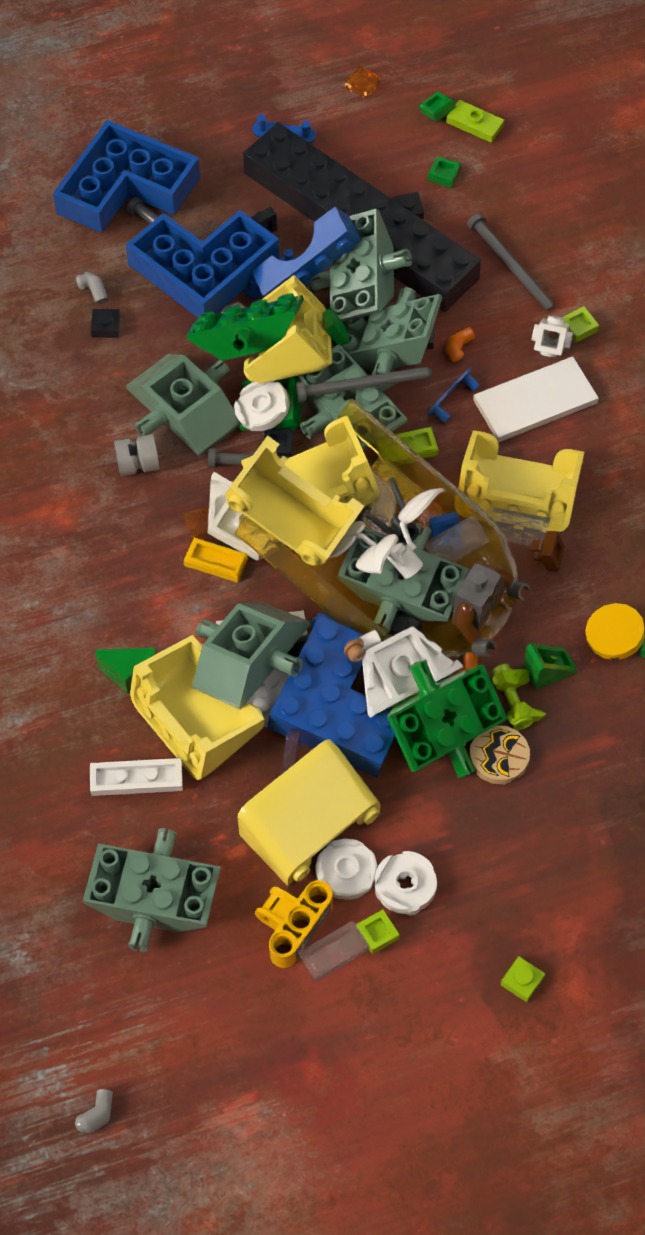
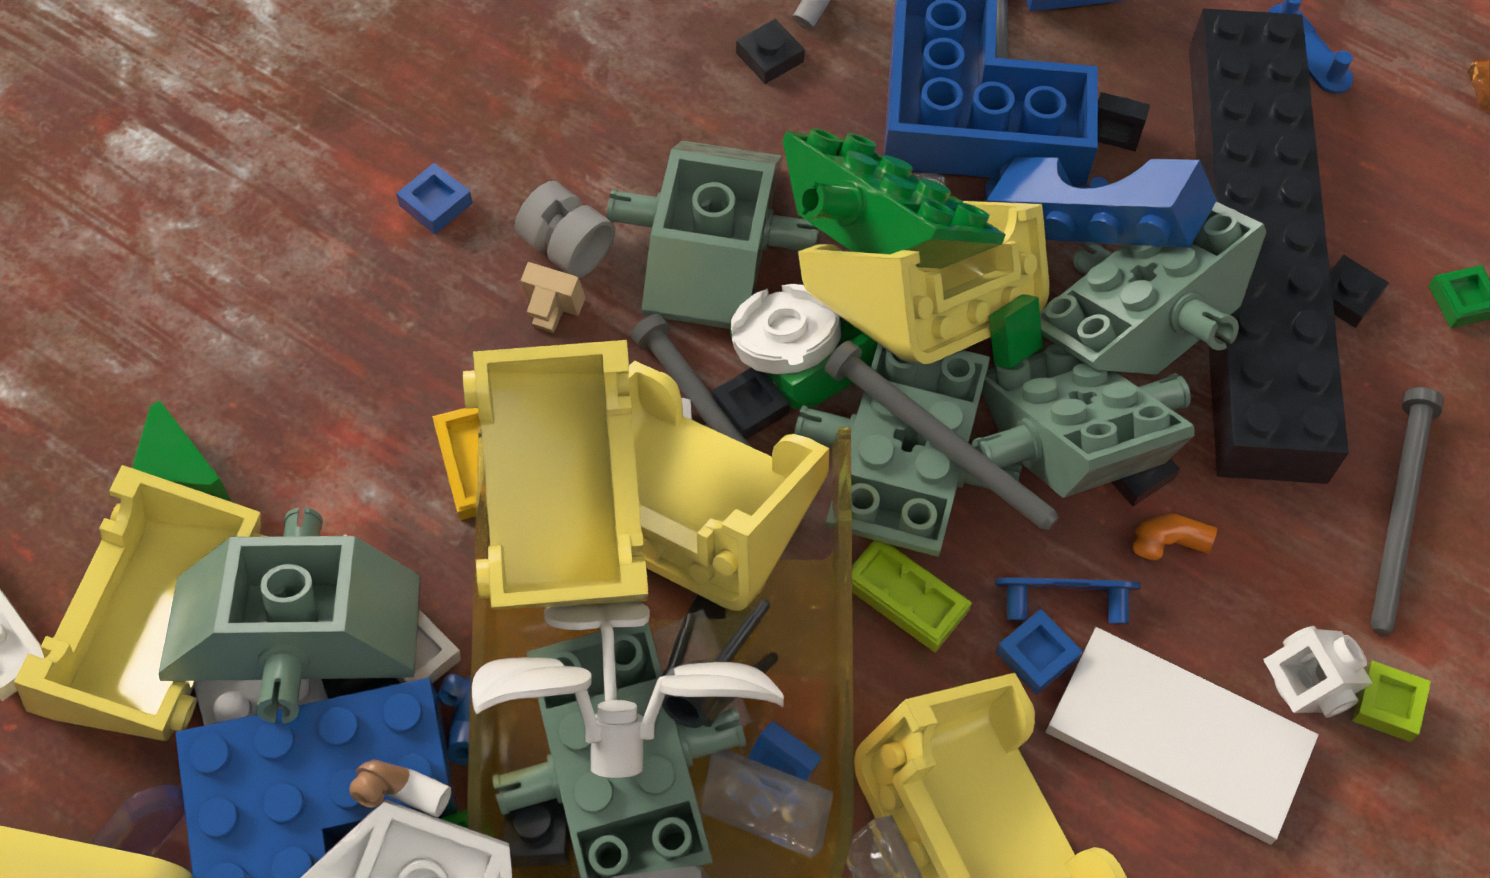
camera: 50 degrees right, 0 degrees up
(71, 495) = (434, 198): none -> blue plate
(163, 481) = (551, 295): none -> tan tile
(467, 419) = (1038, 652): none -> blue plate

